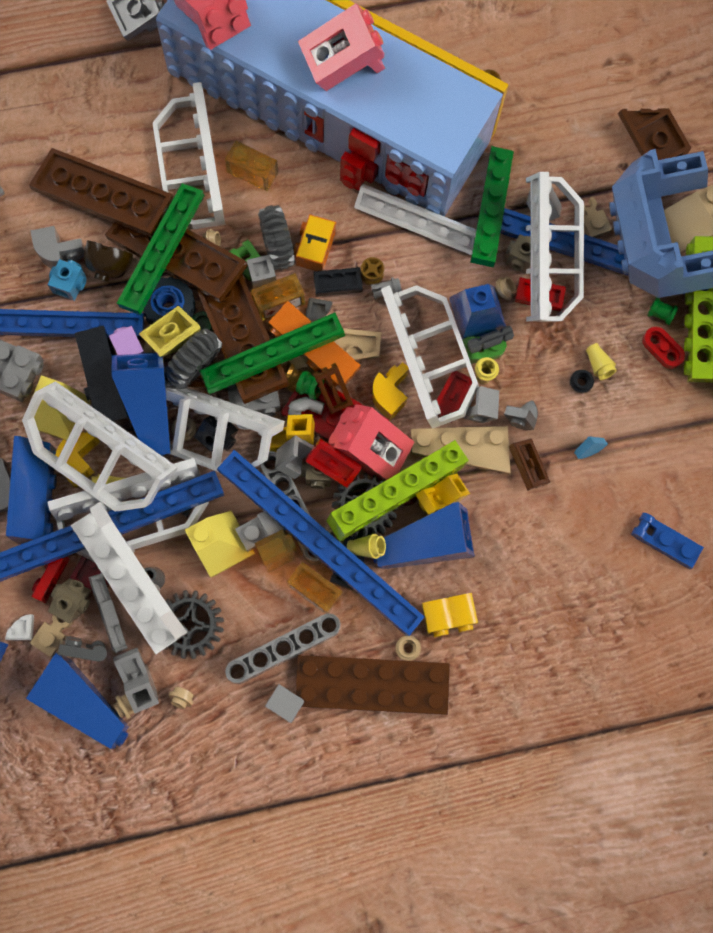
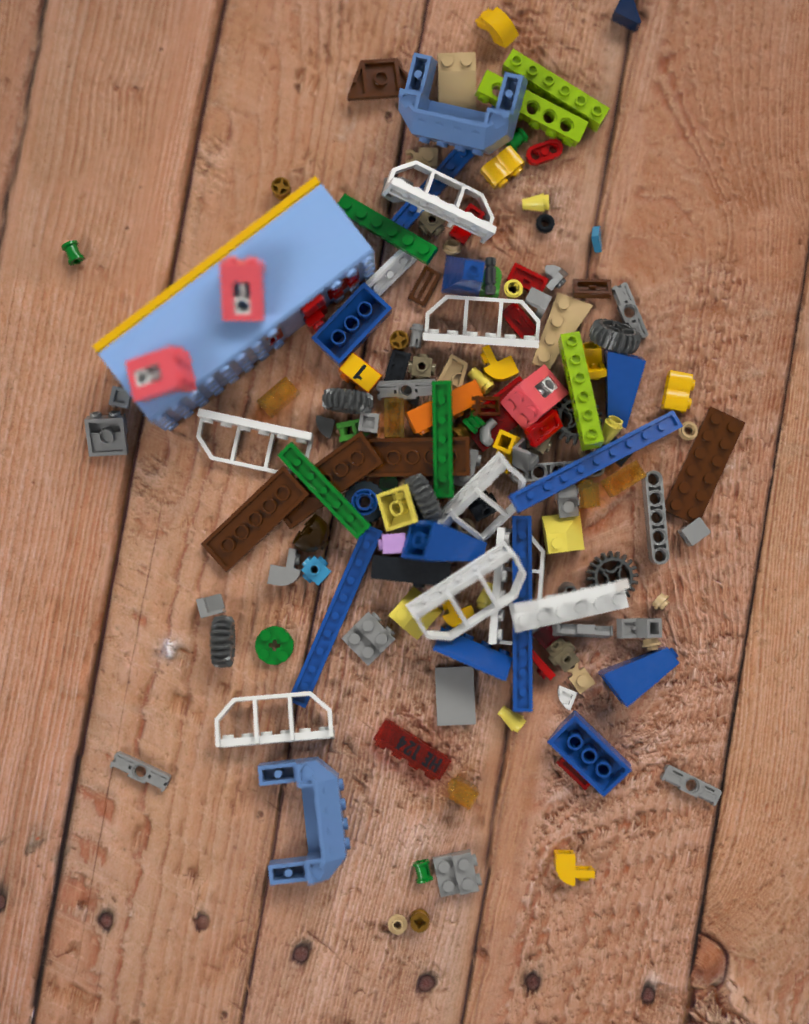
camera: 60 degrees left, 10 degrees up
(74, 647) = (602, 661): dark grey plate -> none
(213, 236) = (324, 450): tan plate -> none
(240, 230) = (325, 425): none -> dark grey tile
(312, 284) = (393, 388): none -> light grey piece
(350, 306) = (421, 359): none -> dark tan brick
(363, 381) = (485, 383): none -> light yellow cone
(367, 210) = (352, 324): none -> blue slope
(447, 277) = (417, 300): none -> reddish brown tile
(482, 508) = (615, 336): none -> dark grey gear
(508, 384) = (527, 277): none -> red plate
(510, 532) = (625, 300): none -> light grey piece
(623, 308) = (502, 167): none -> yellow brick
(667, 541) = (686, 215): blue plate -> none

